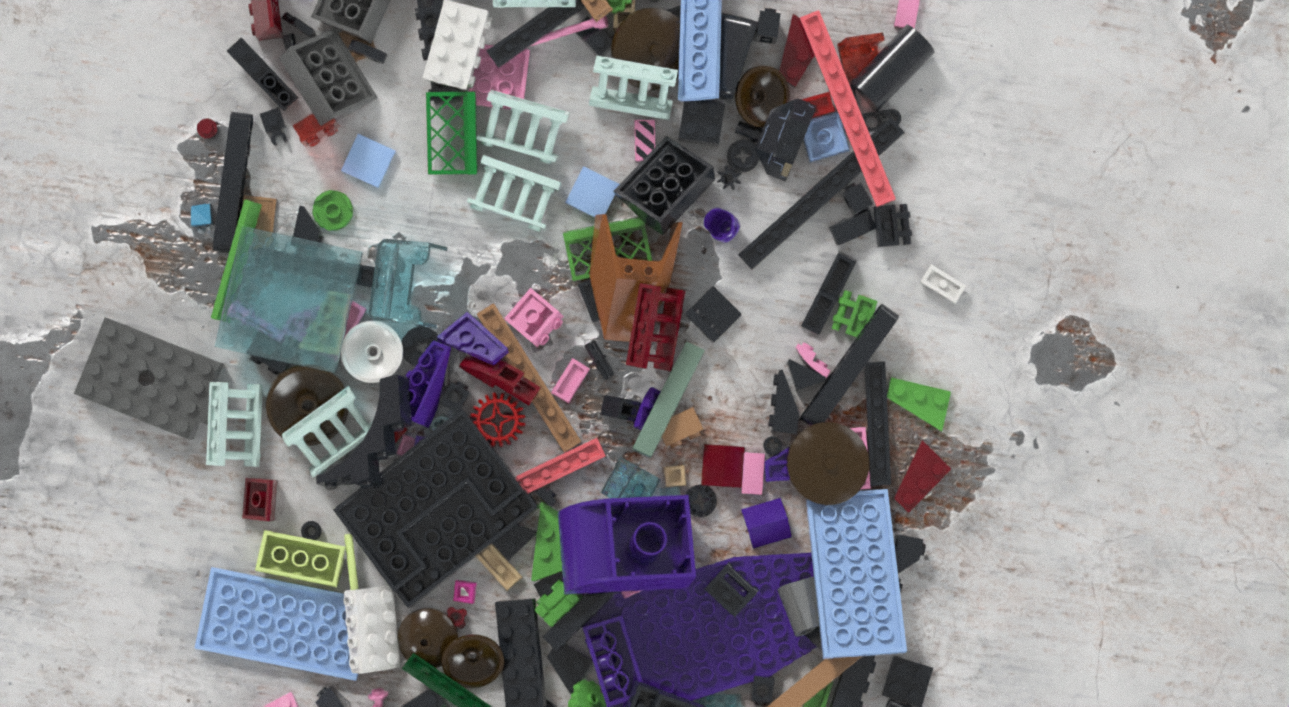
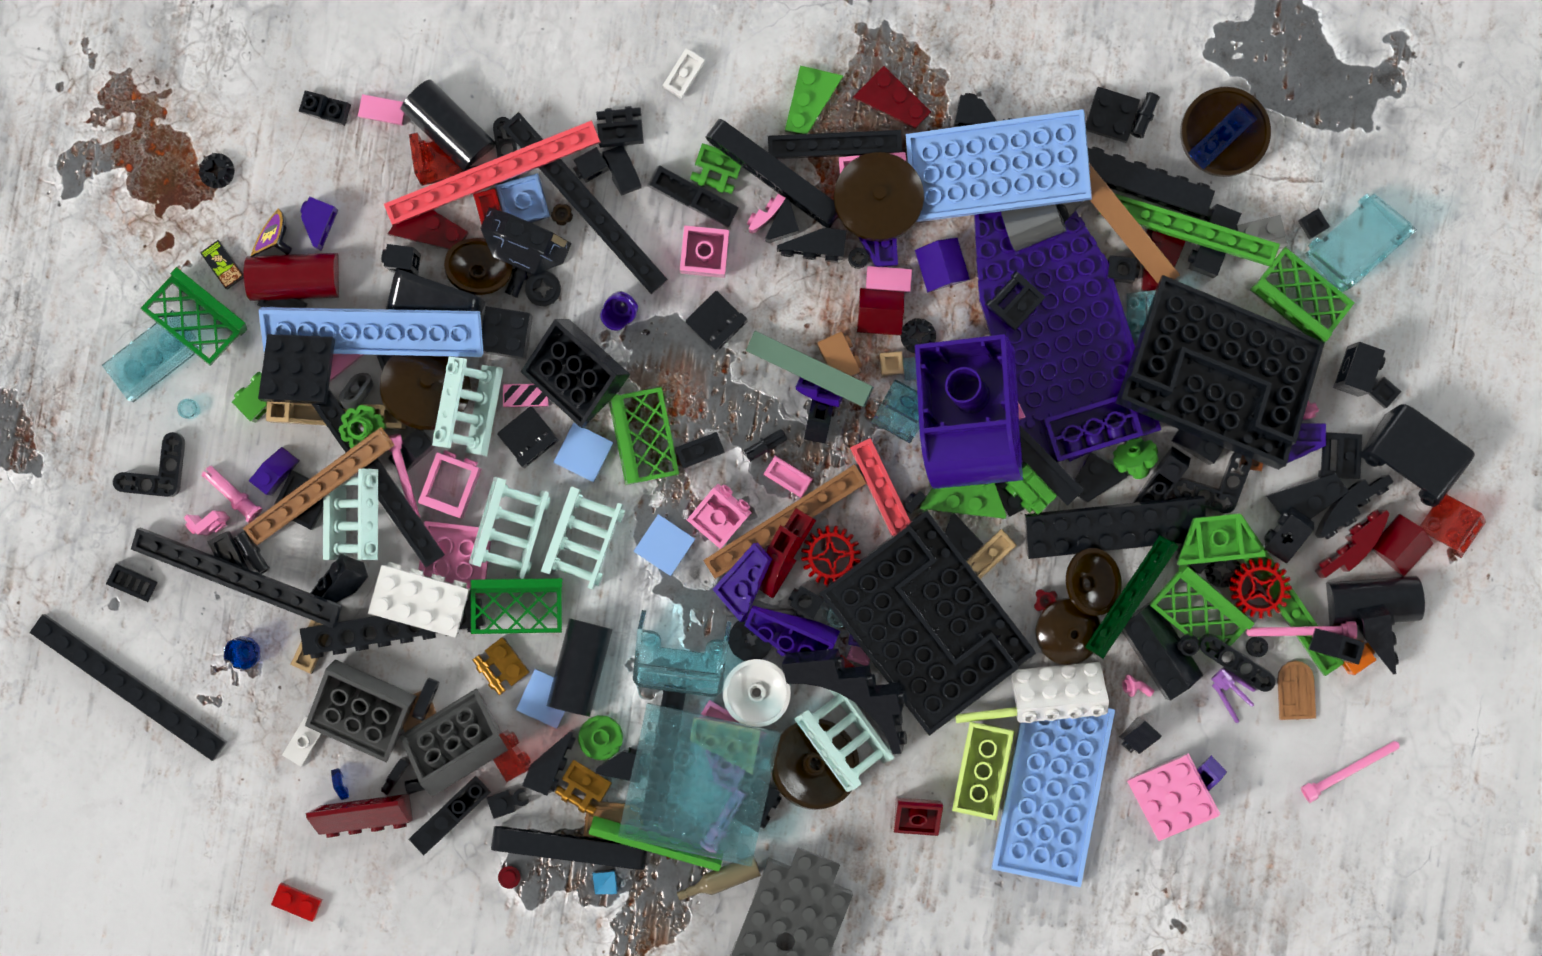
camera: 90 degrees left, 0 degrees up
(204, 324) = (718, 881): none -> dark tan piece
(217, 424) = (836, 862): light aqua fence -> none
(293, 197) = (586, 781): none -> pearl gold plate
(304, 160) = (543, 771): none -> black slope
(304, 530) = (944, 759): black plate -> none
(395, 190) = (579, 667): none -> black brick
(402, 124) = (506, 661): none -> pearl gold plate
(464, 591) = (1017, 591): dark pink tile -> none
(507, 267) = (664, 545): none -> light blue tile
(542, 67) = (468, 464): none -> bright pink window
(606, 142) = (527, 437): none -> black bracket
(617, 279) = (689, 413): dark orange windscreen -> none
(643, 327) = (726, 392): dark red fence -> none
(734, 175) = (568, 309): black gear -> none
(776, 303) = (704, 251): none -> bright pink brick
(806, 172) = (560, 208): none -> dark brown plate

